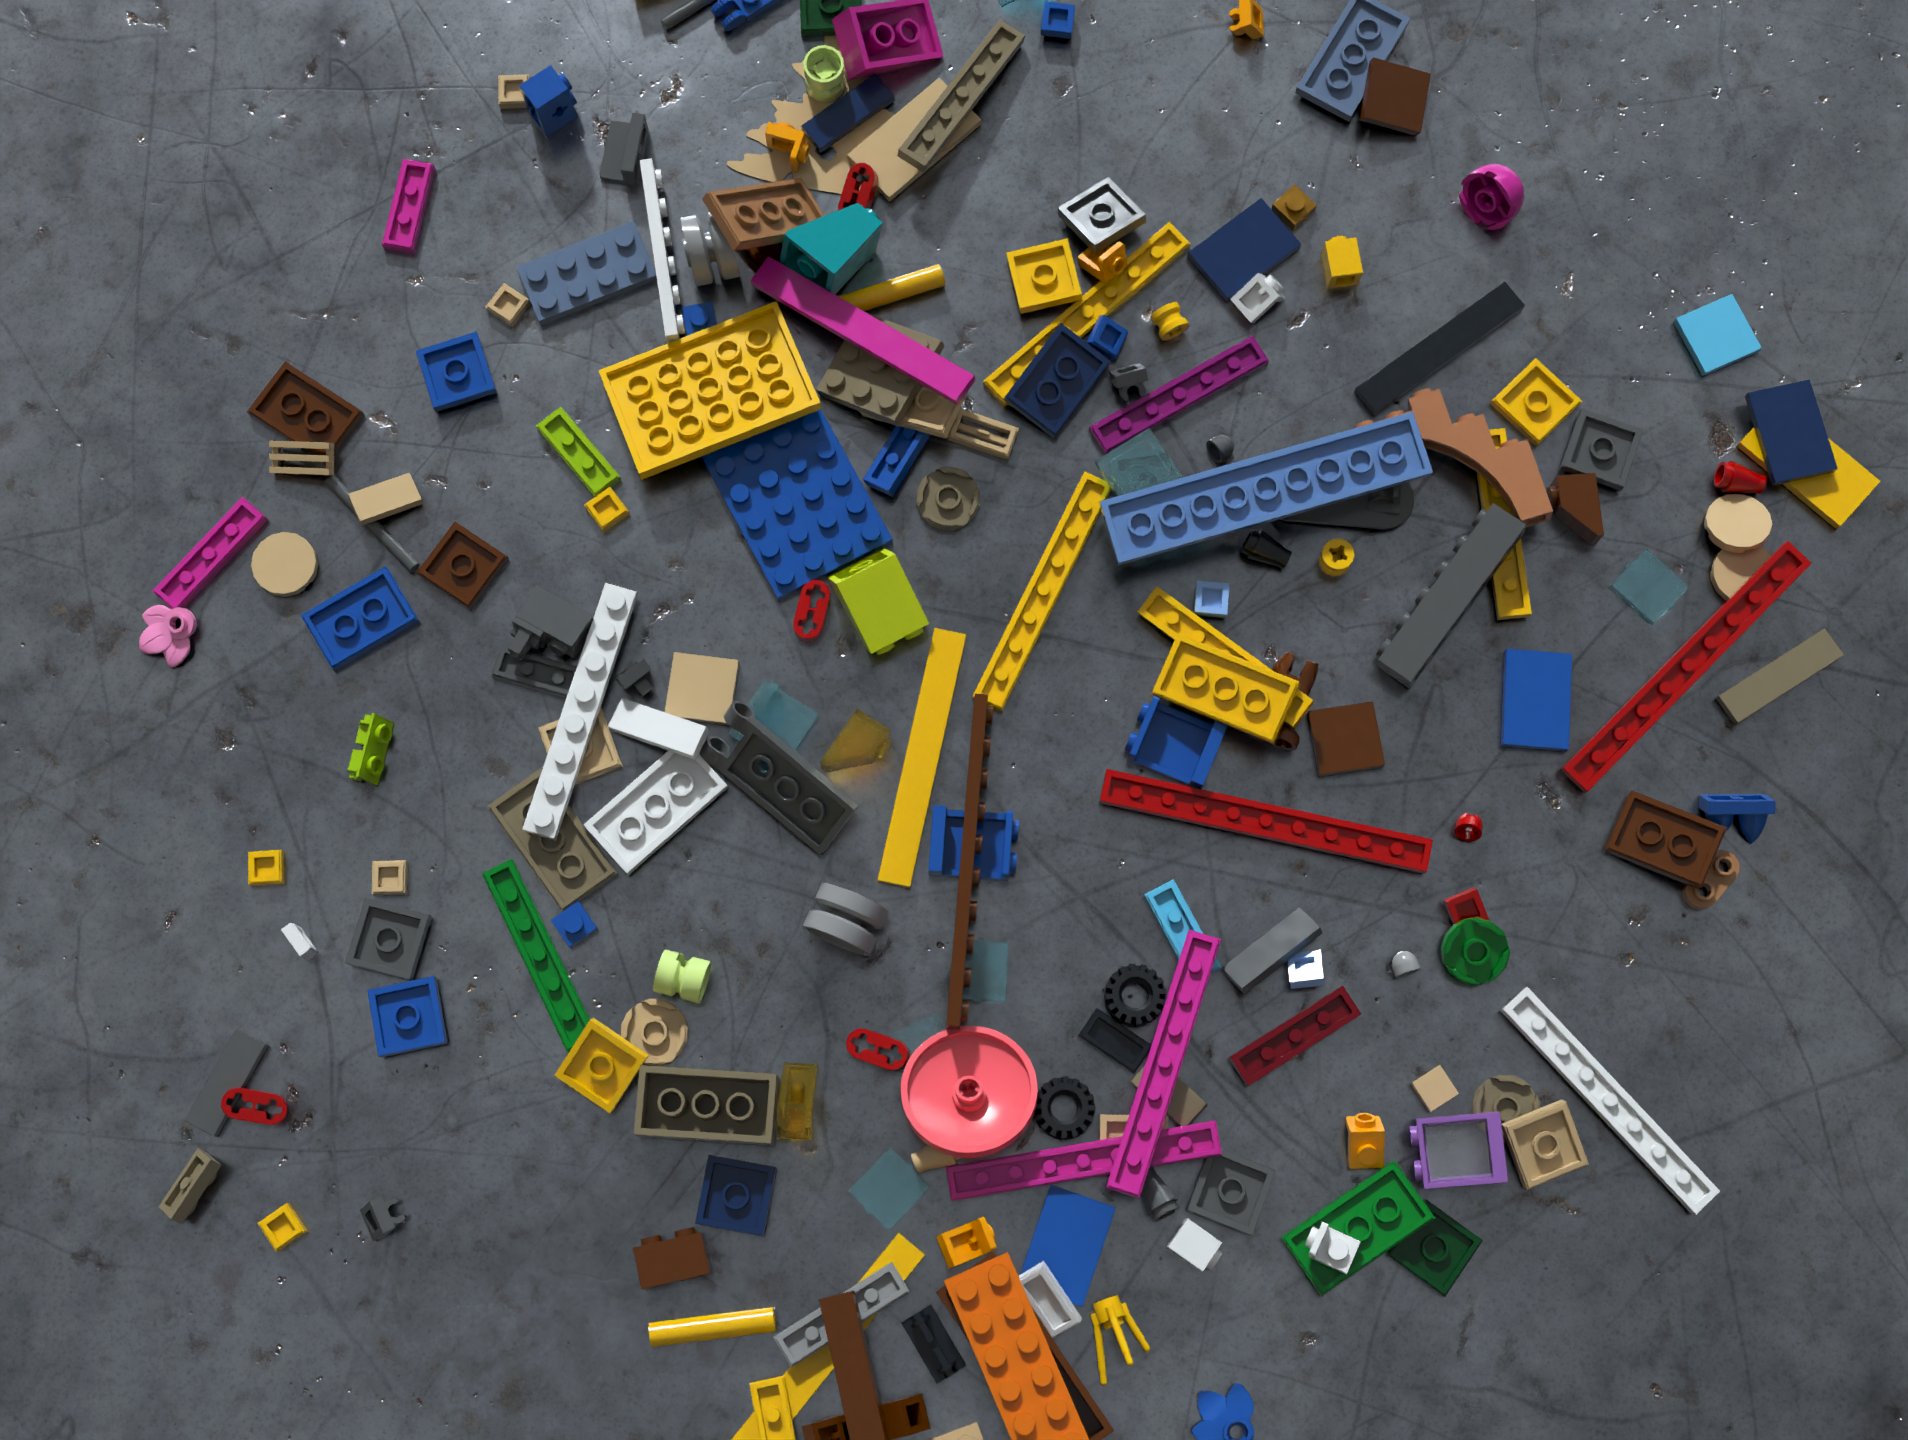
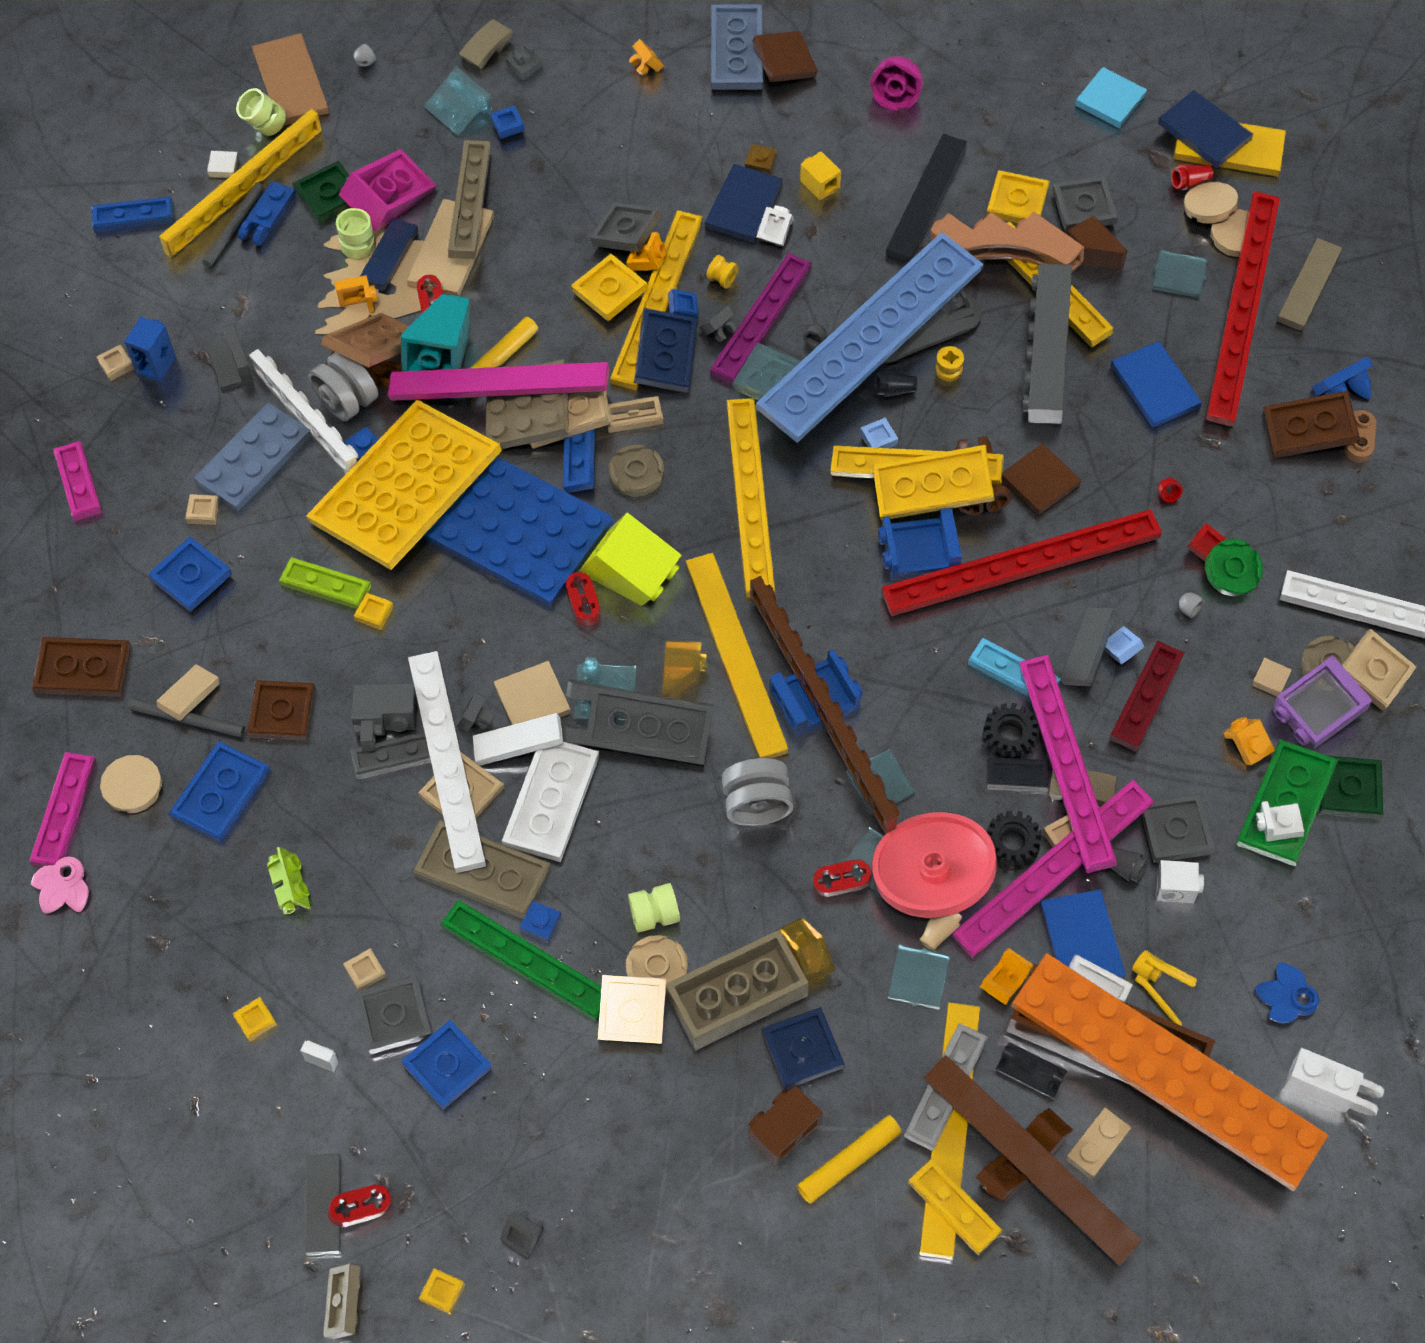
camera: 30 degrees left, 15 degrees down
(276, 457) = (76, 708): tan tile -> none

